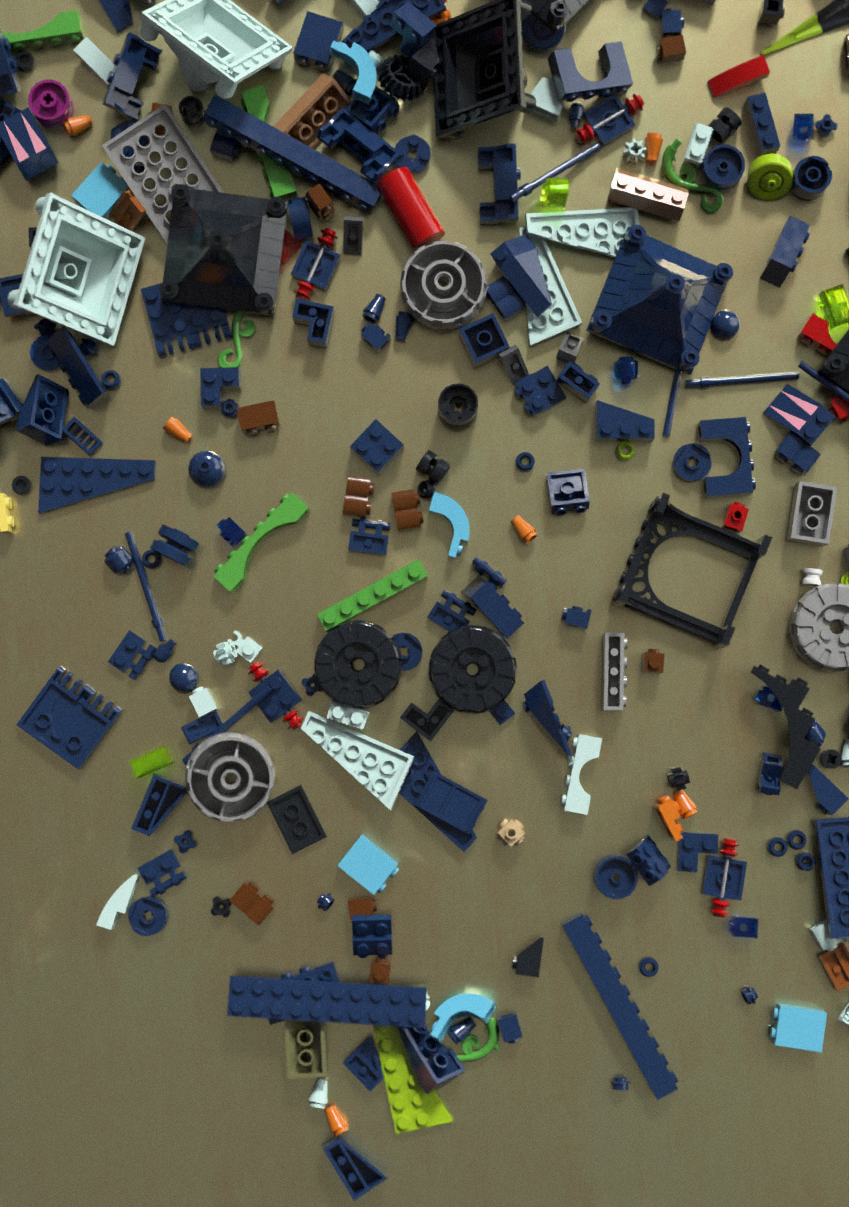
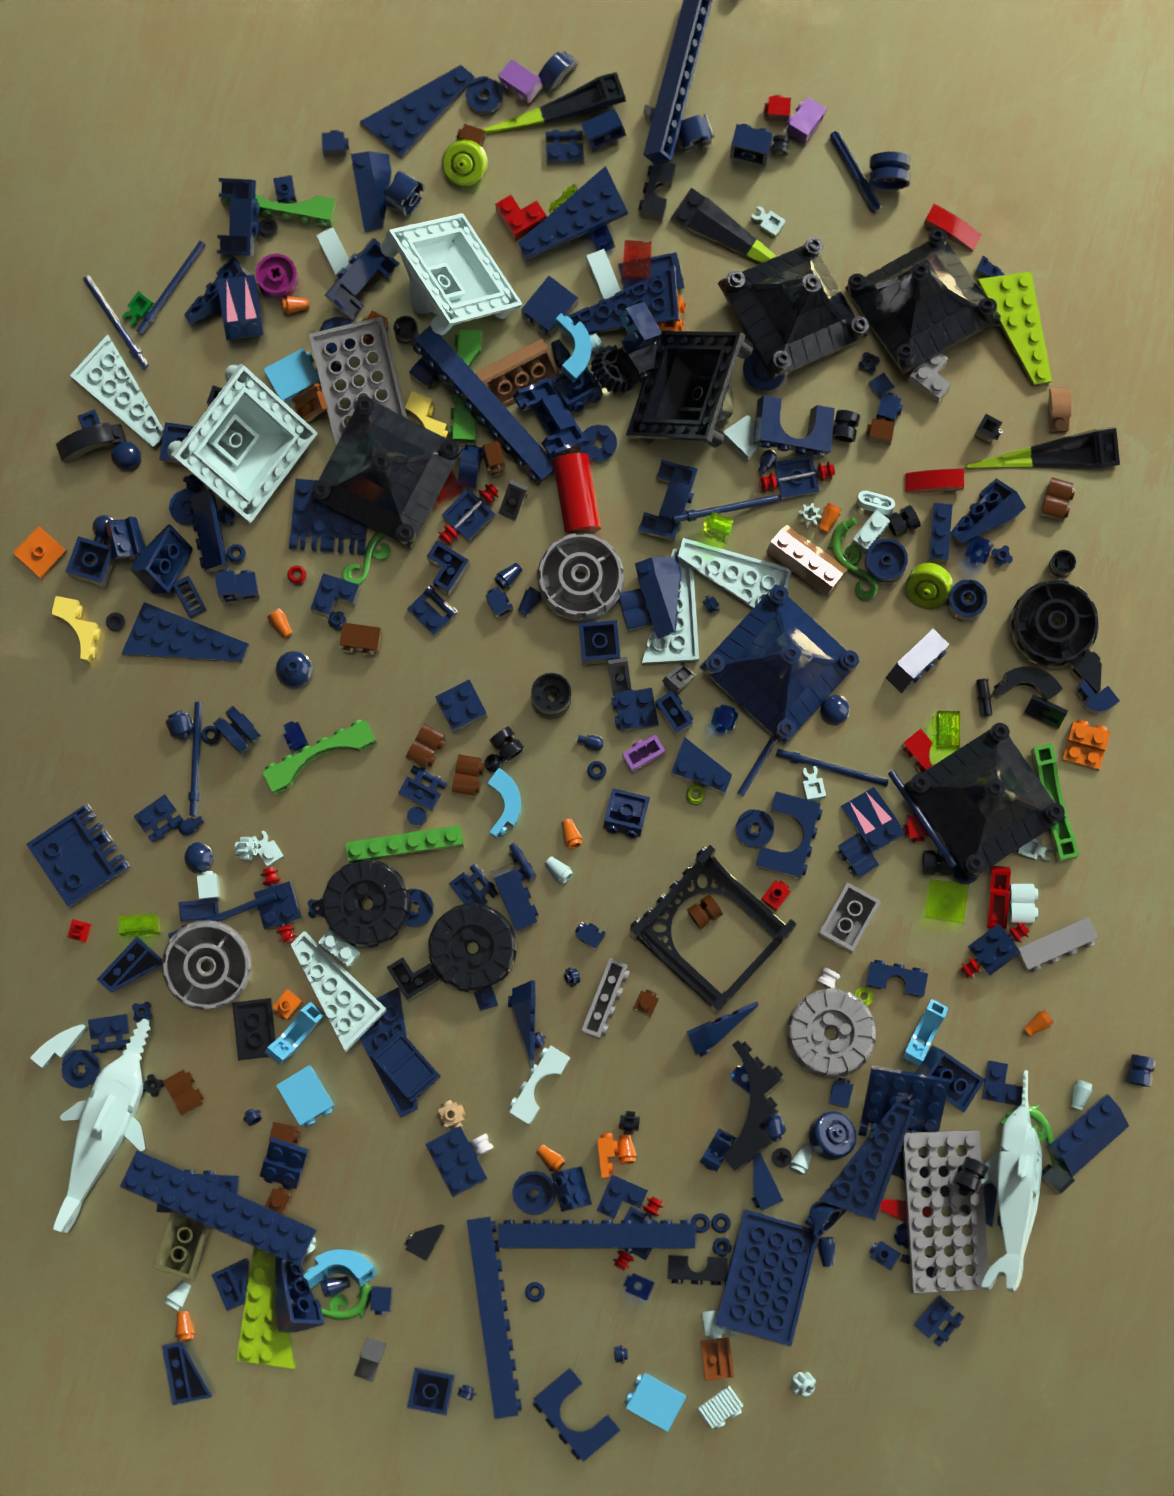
camera: 20 degrees right, 5 degrees down
(27, 18) = (285, 189): none -> dark blue brick
(97, 787) = (79, 930): none -> red tile
(123, 410) = (236, 587): none -> dark blue brick
(175, 373) = (294, 569): none -> red plate
(189, 961) = (104, 1124): none -> light aqua animal
(235, 180) = (421, 408): none -> light yellow arch
(314, 373) = (428, 615): none -> dark blue plate
(319, 786) = (287, 1005): none -> orange brick
(337, 810) = (295, 1034): none -> medium azure arch
(373, 565) = (416, 816): none -> dark blue tile
(510, 436) = (591, 742): none -> dark blue cylinder
(519, 1086) = (369, 1359): none -> dark grey slope
(524, 567) = (560, 871): none -> light aqua cone
(532, 874) = (456, 1161): none -> dark blue brick
(548, 849) = (481, 1145): none -> white wheel
(563, 429) = (643, 753): none -> medium lavender brick
(574, 267) = (711, 604): none -> dark blue plate
(574, 662) = (571, 976): none -> dark blue plate
(588, 1096) = (431, 1391): none -> dark blue brick
(617, 838) = (551, 1159): none -> orange cone
(636, 51) = (846, 425): none -> black wheel
(675, 557) = (704, 912): none -> reddish brown wheel
(689, 895) = (597, 1235): none -> dark blue brick
(691, 116) = (873, 501): none -> light aqua plate
(723, 668) = (710, 1034): none -> dark blue wedge
(732, 404) = (813, 787): none -> light aqua plate
(746, 1089) = (583, 1442): none -> dark blue arch
(802, 82) = (995, 506): none -> dark blue wedge
(807, 887) = (679, 1270): none -> black arch

